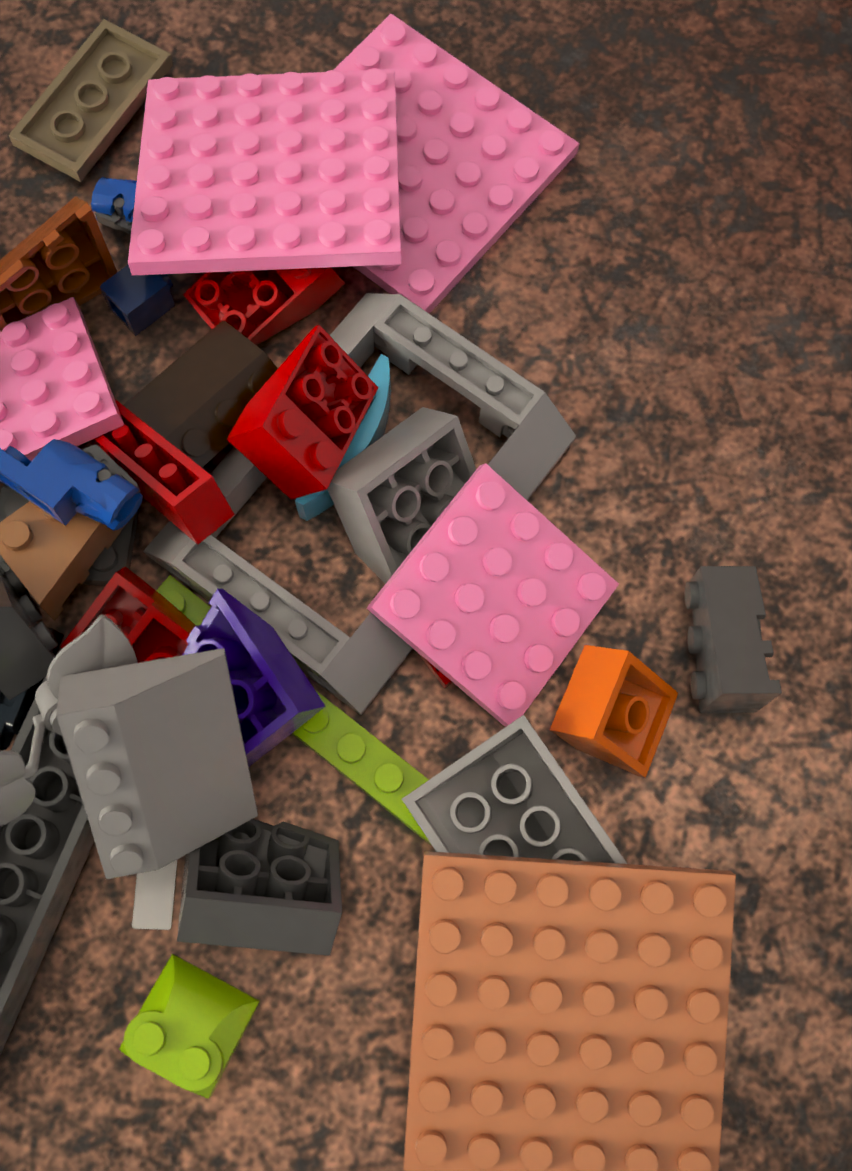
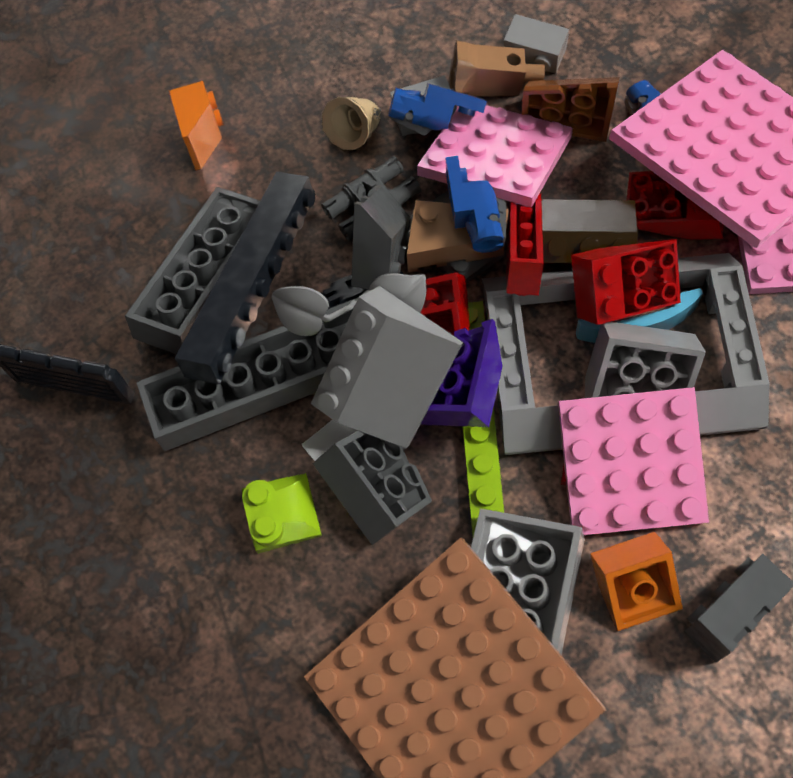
camera: 60 degrees right, 5 degrees down
(90, 100) = (684, 38): dark tan plate -> none
(138, 298) = (605, 156): dark blue brick -> none

